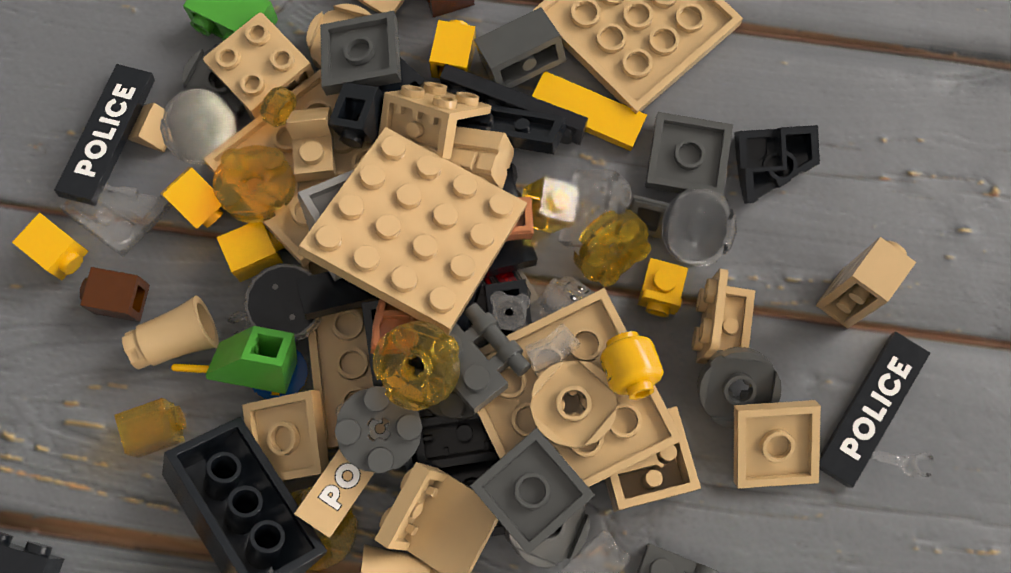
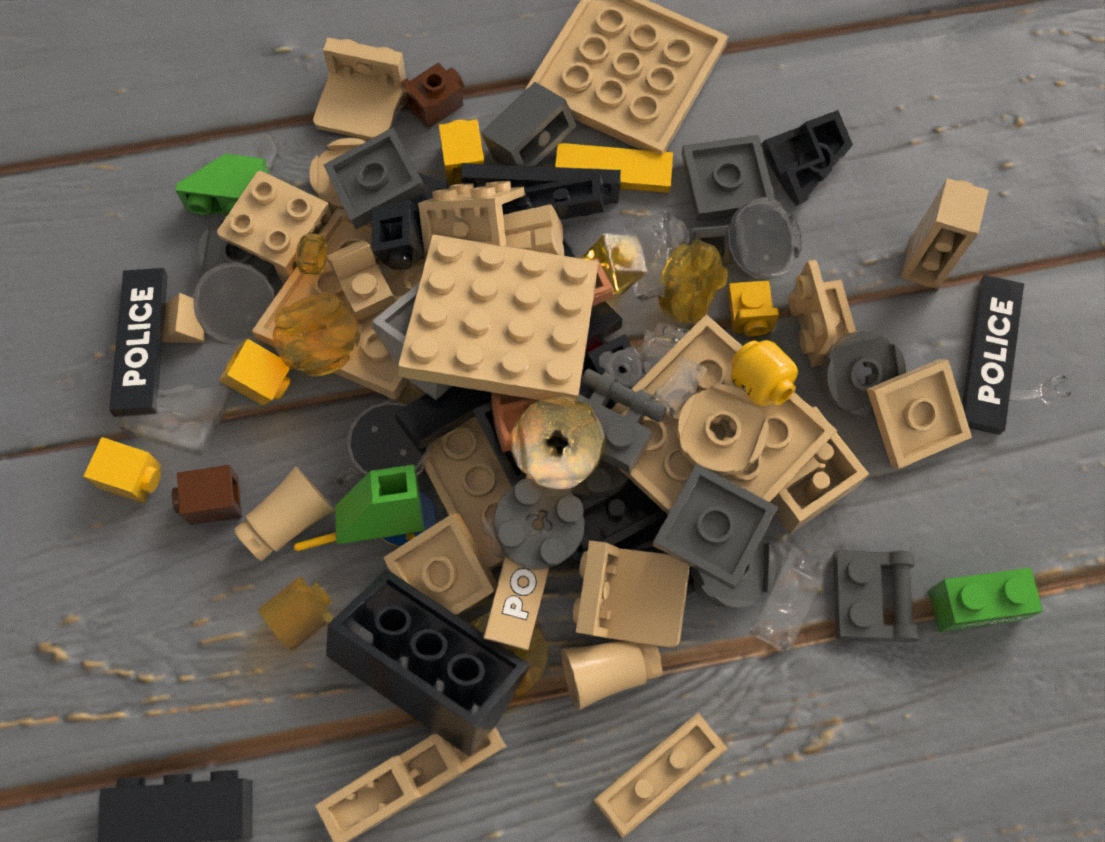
camera: 20 degrees left, 5 degrees down
(250, 250) = (333, 404): yellow brick -> none

